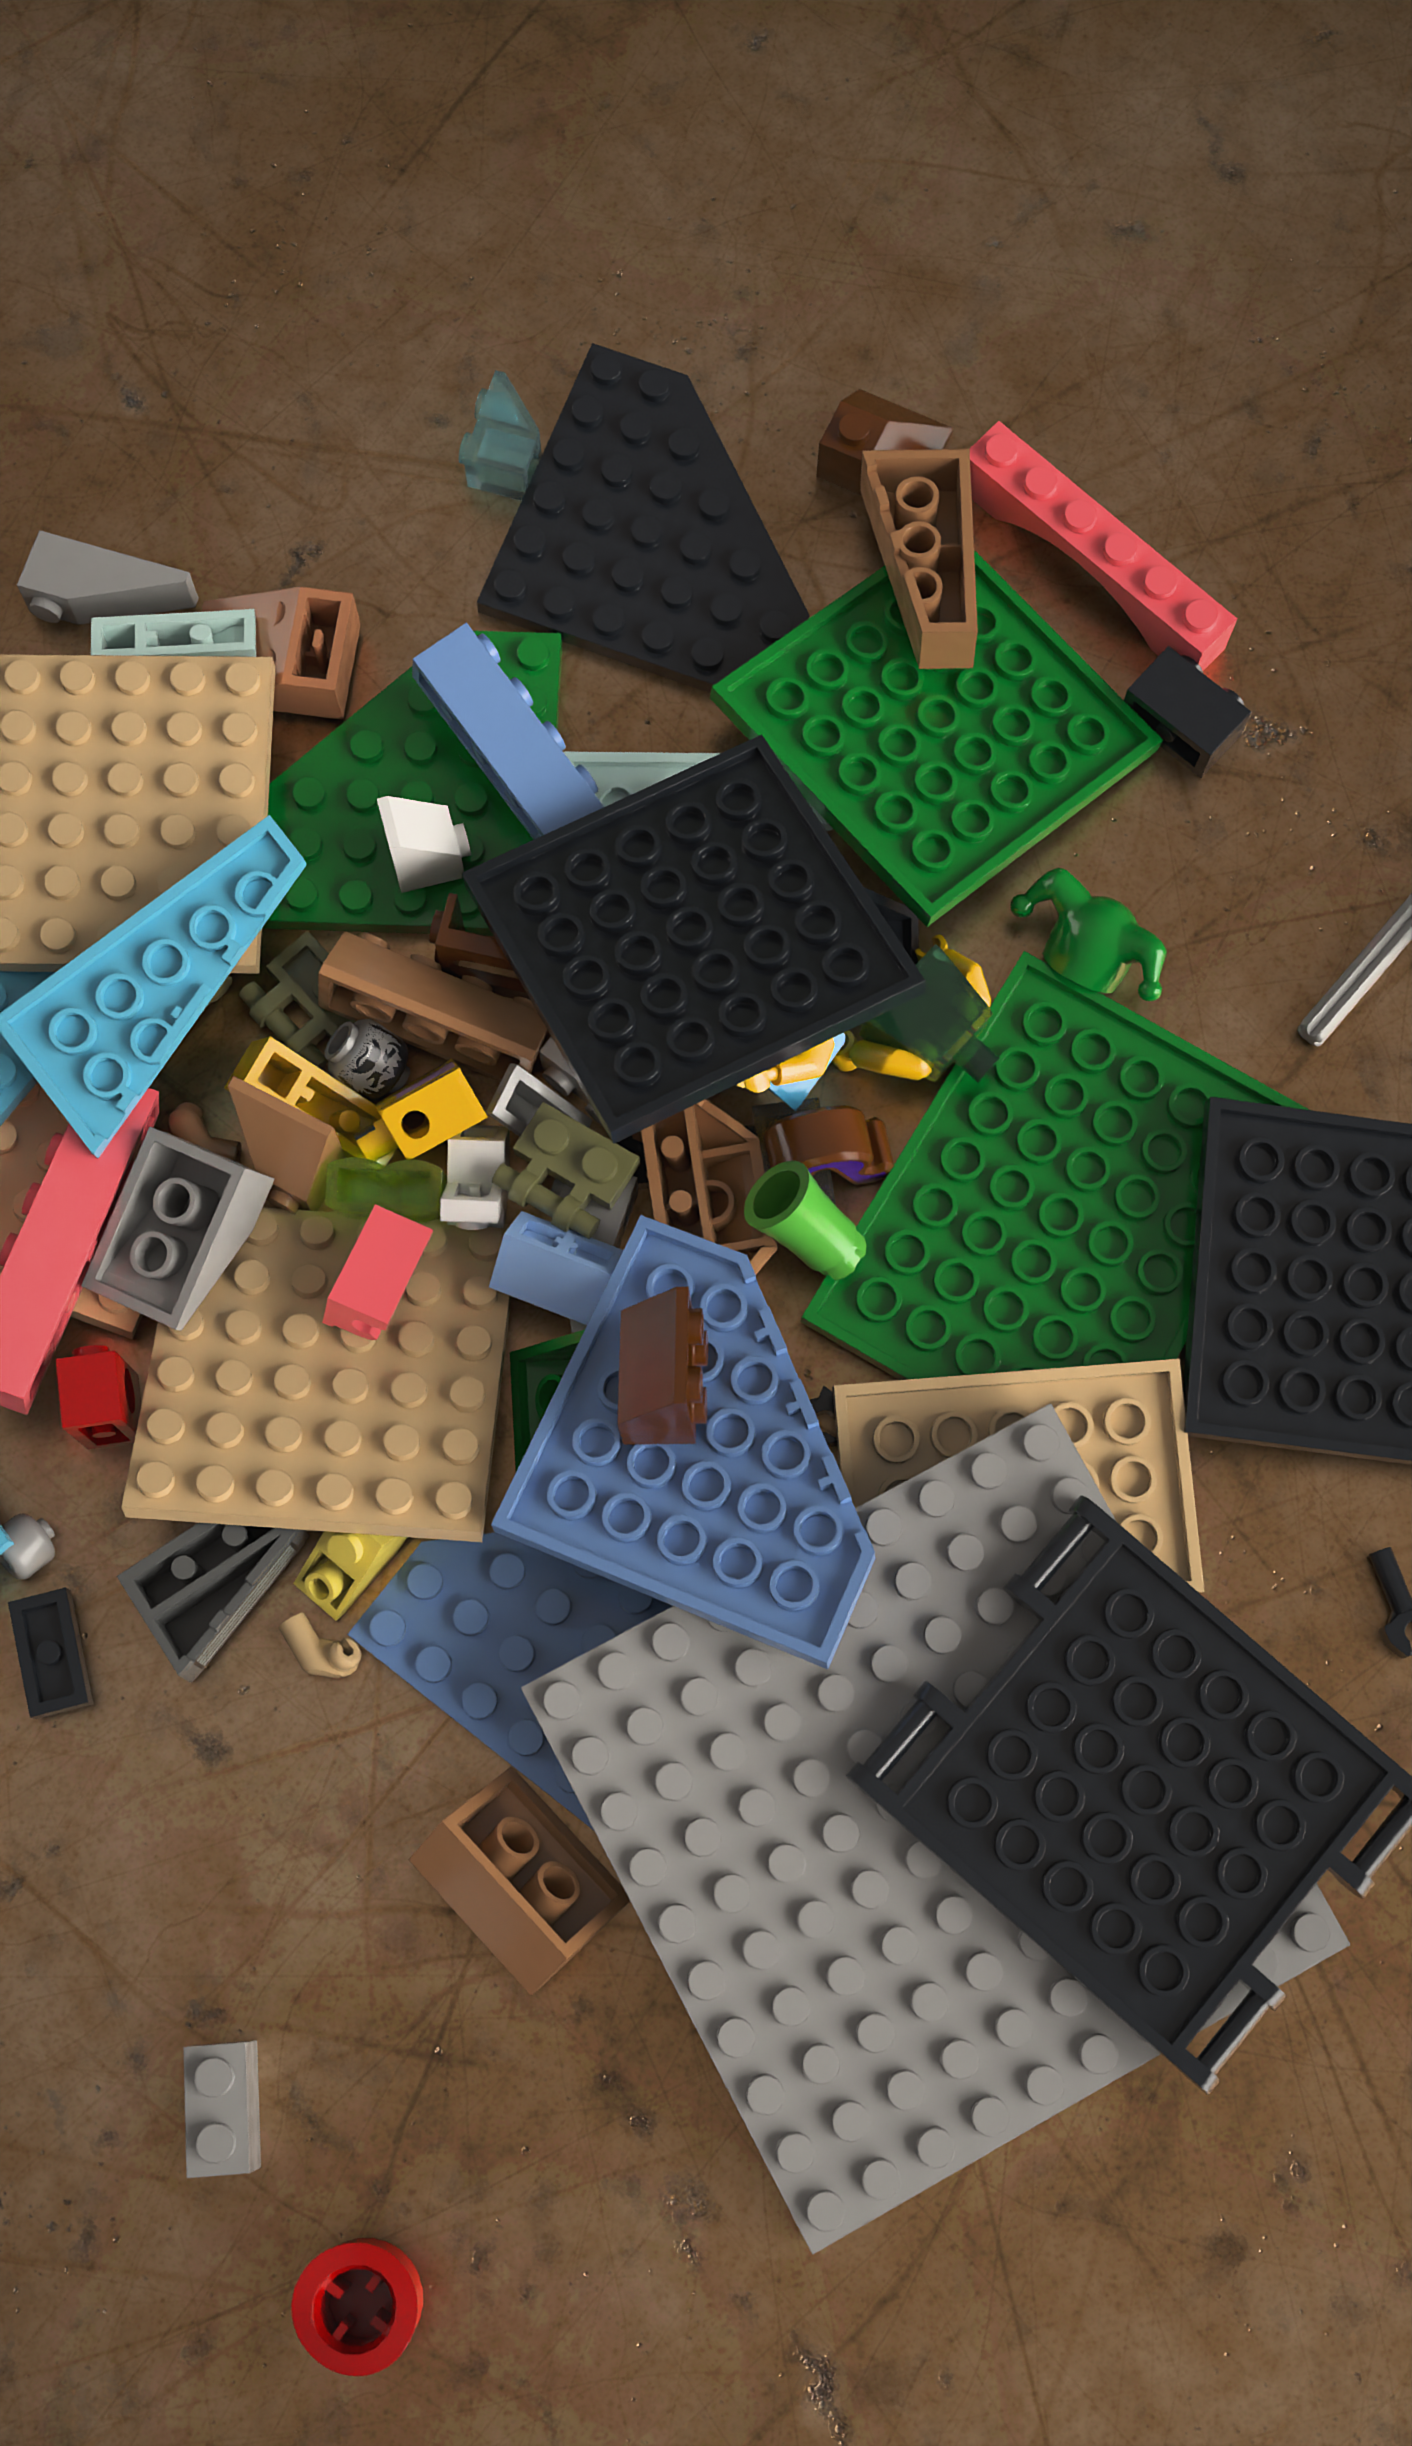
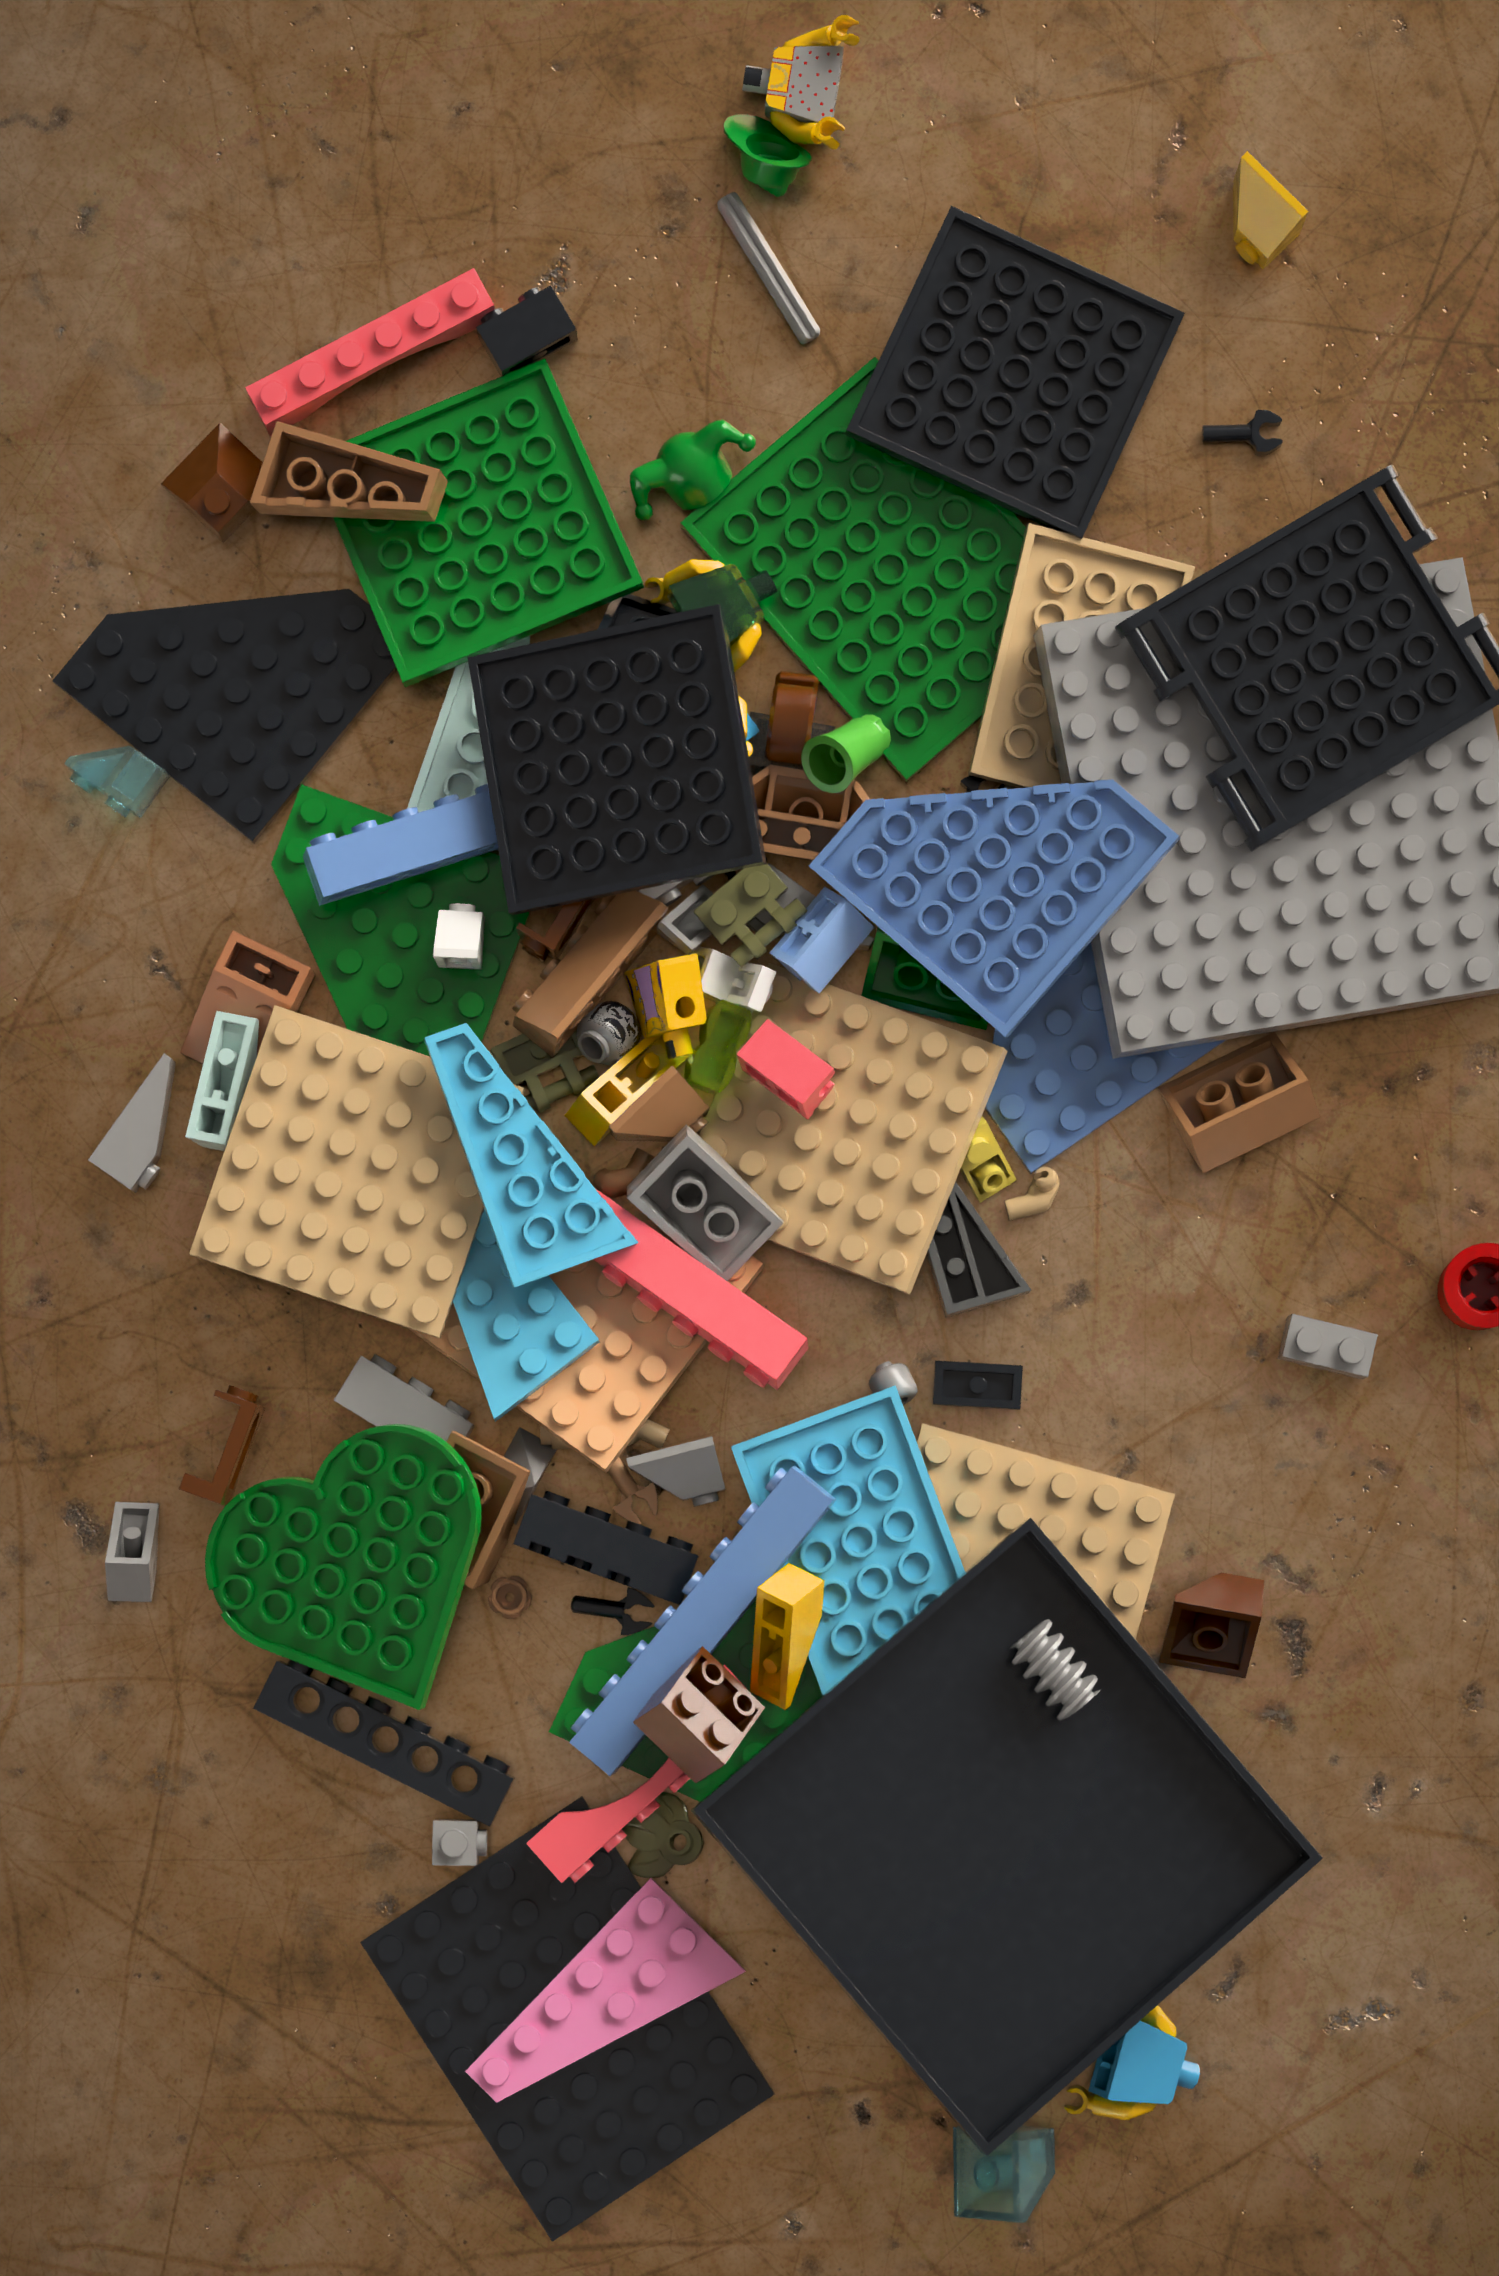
camera: 70 degrees left, 10 degrees up
(98, 1397) = (808, 1295): red brick -> none
(662, 1370) = (940, 884): reddish brown slope -> none

